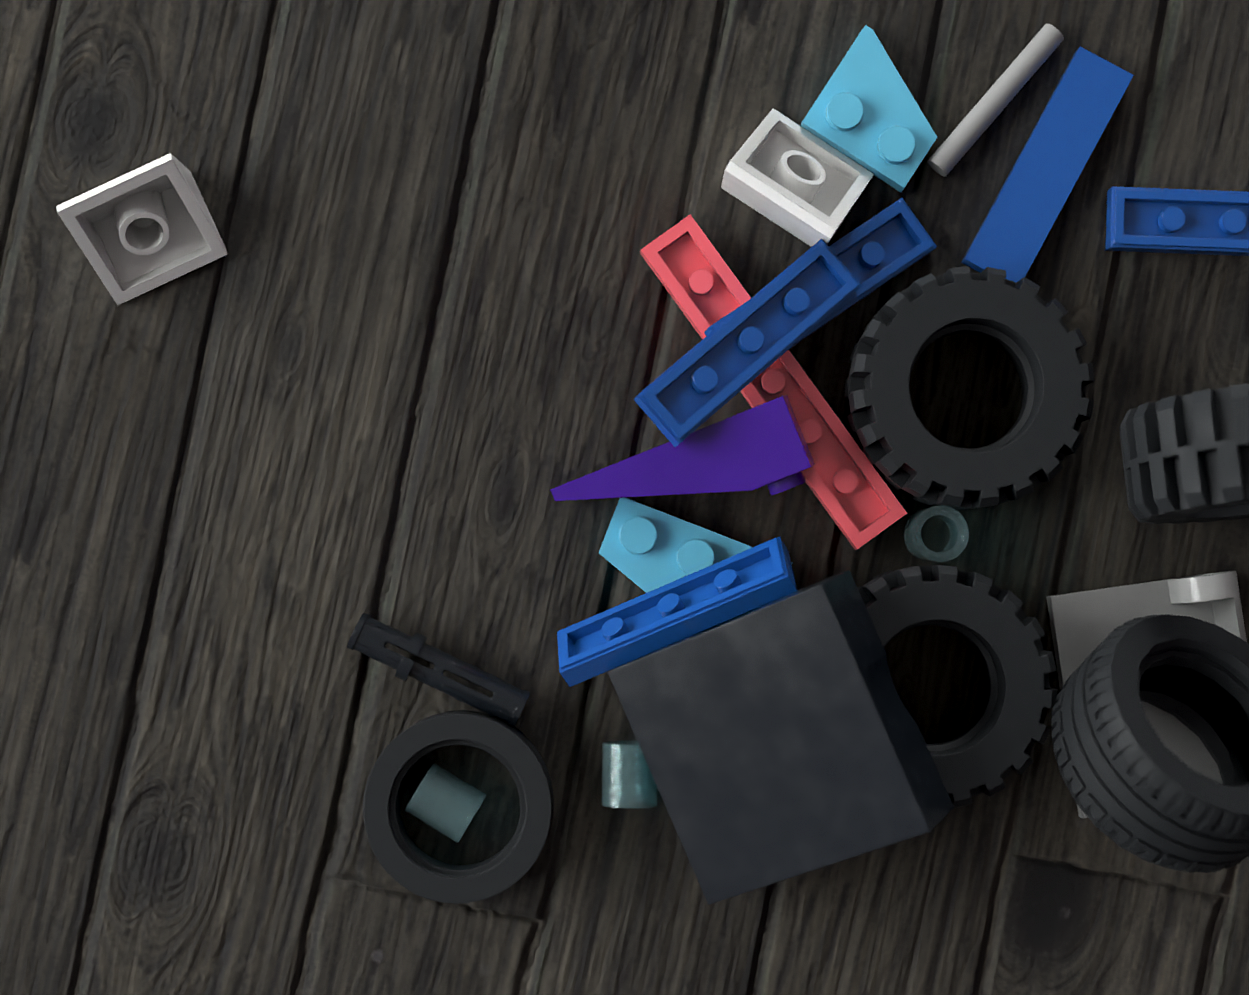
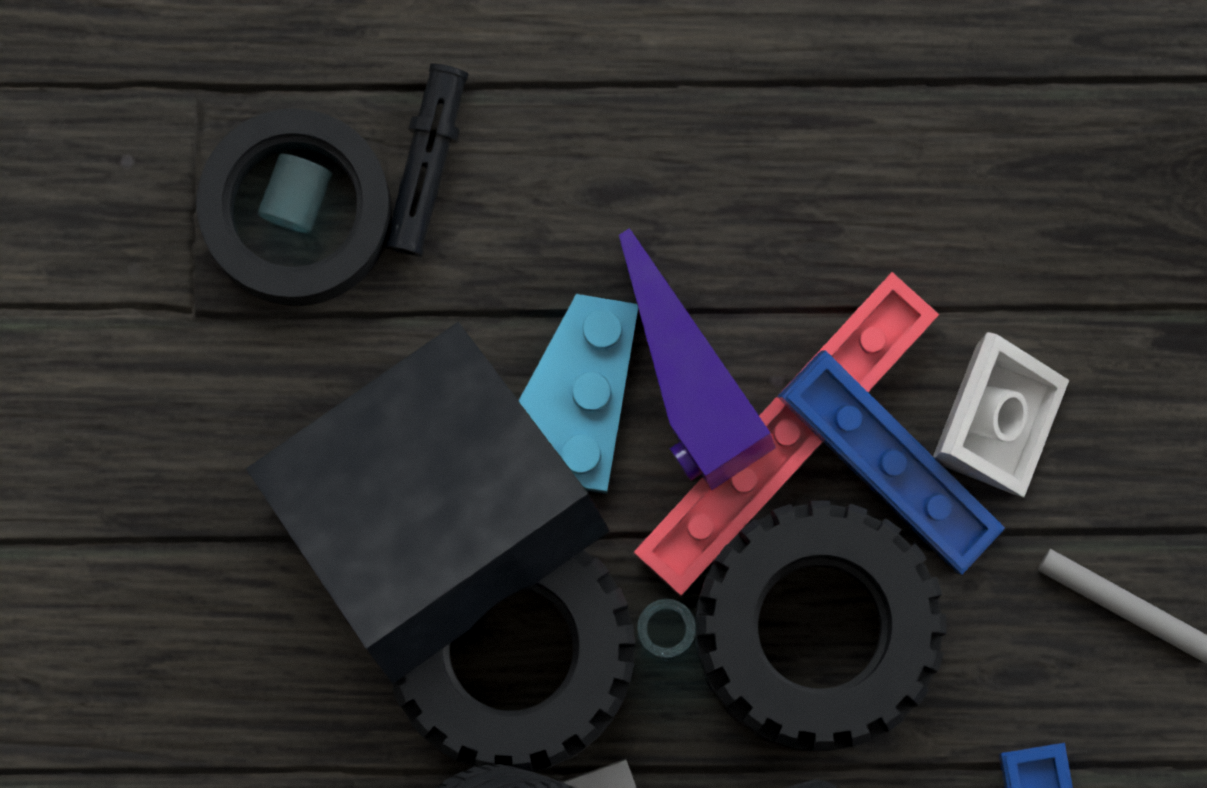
camera: 70 degrees right, 5 degrees down
(626, 776) = (355, 365): clear light blue beam -> none
(675, 611) = (532, 375): blue tile -> none
(747, 343) = (818, 392): blue tile -> none
(872, 114) = (1084, 481): medium azure wing -> none
(1048, 166) = (1069, 673): blue tile -> none

